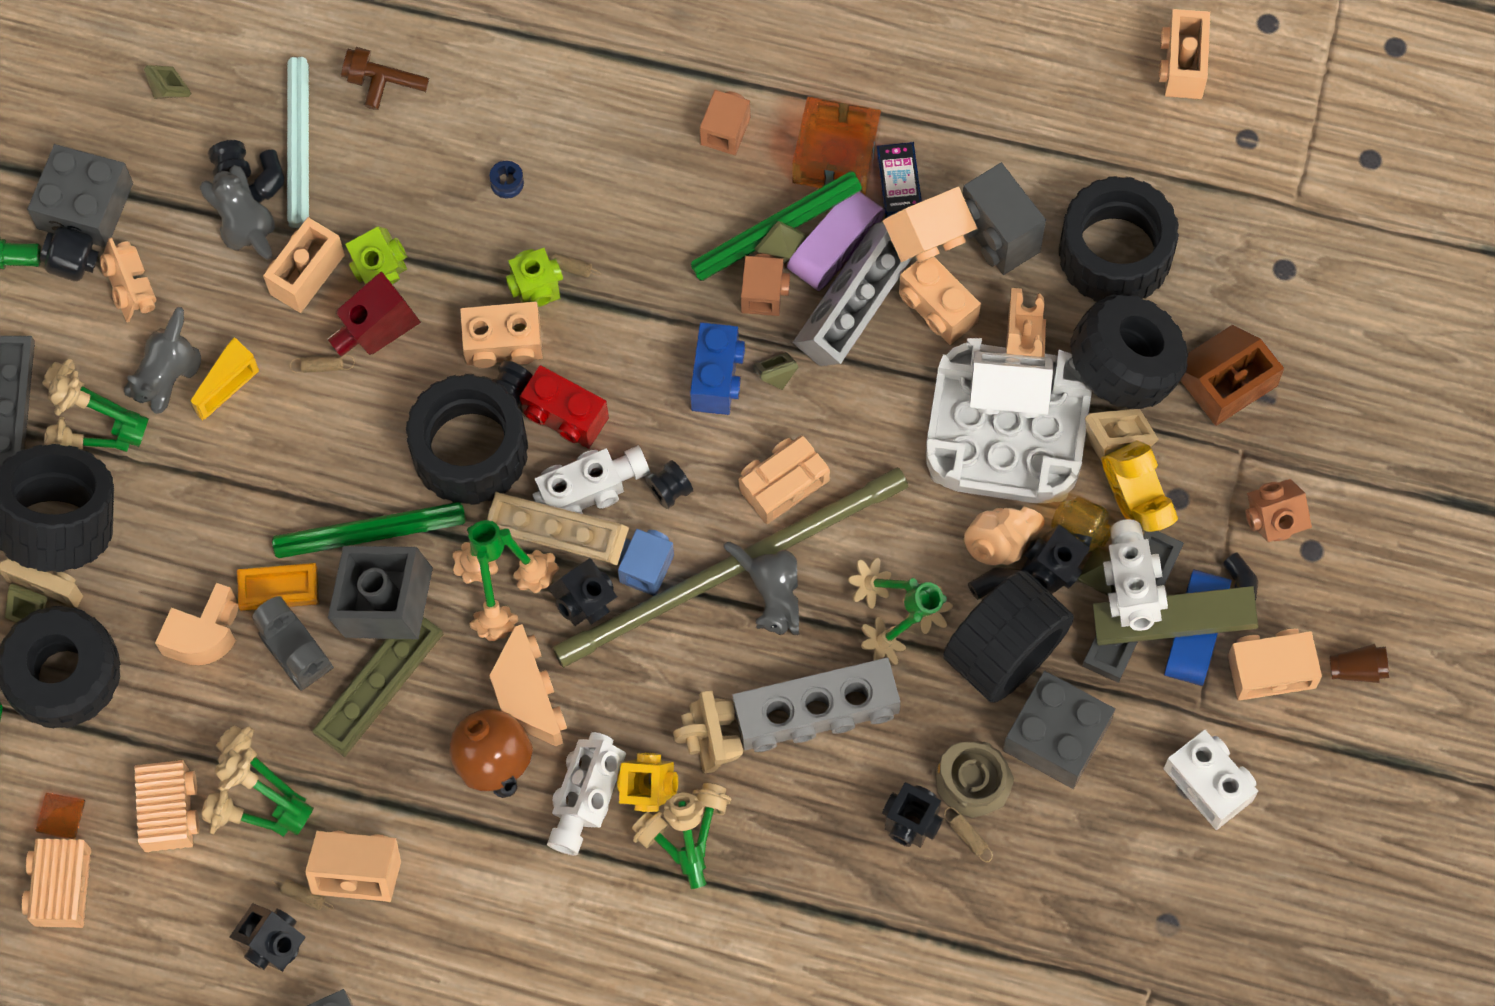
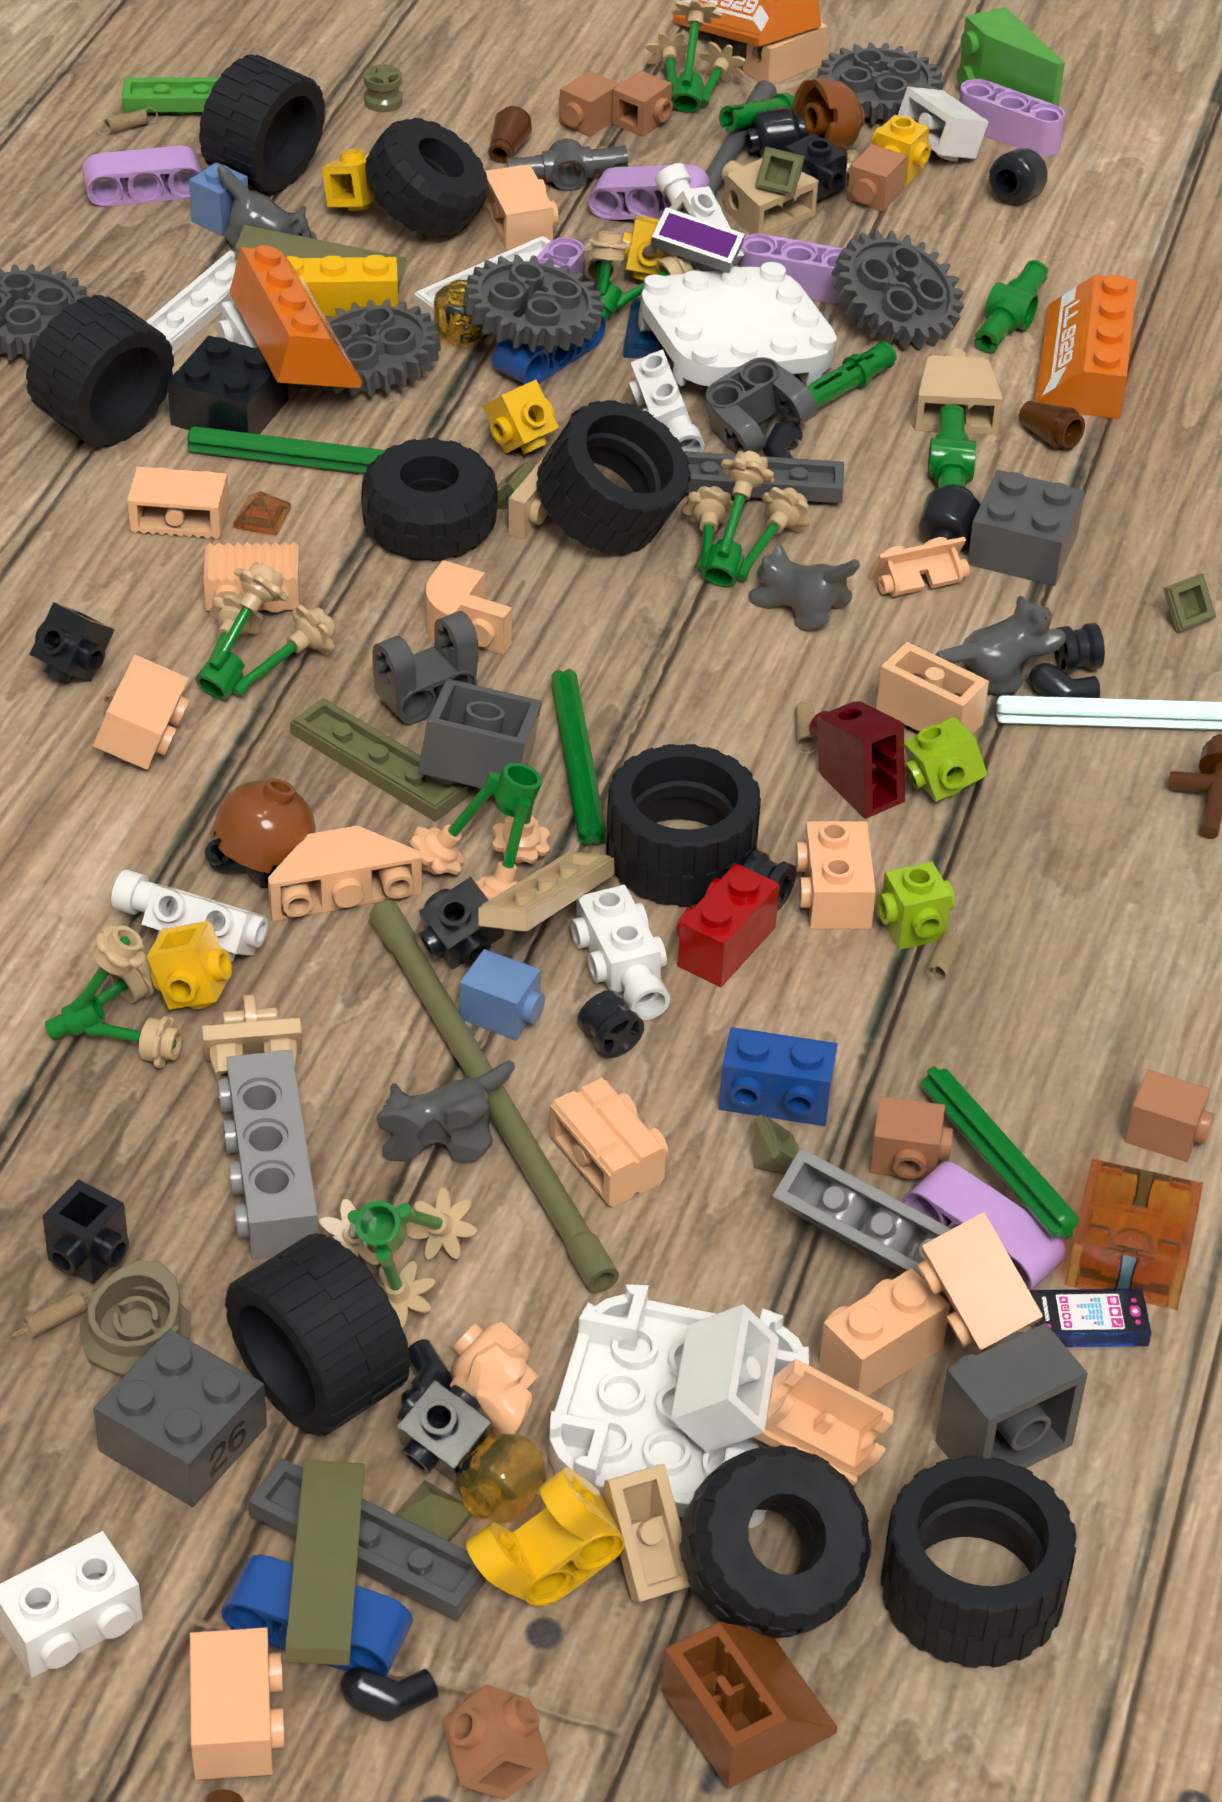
camera: 90 degrees right, 25 degrees down
(225, 378) = (799, 642): yellow slope -> none
(293, 583) = (514, 669): light orange tile -> none
(510, 190) = (1062, 899): dark blue bush -> none
(781, 241) = (972, 1151): olive slope -> none
(1134, 575) = (389, 1503): white brick -> none

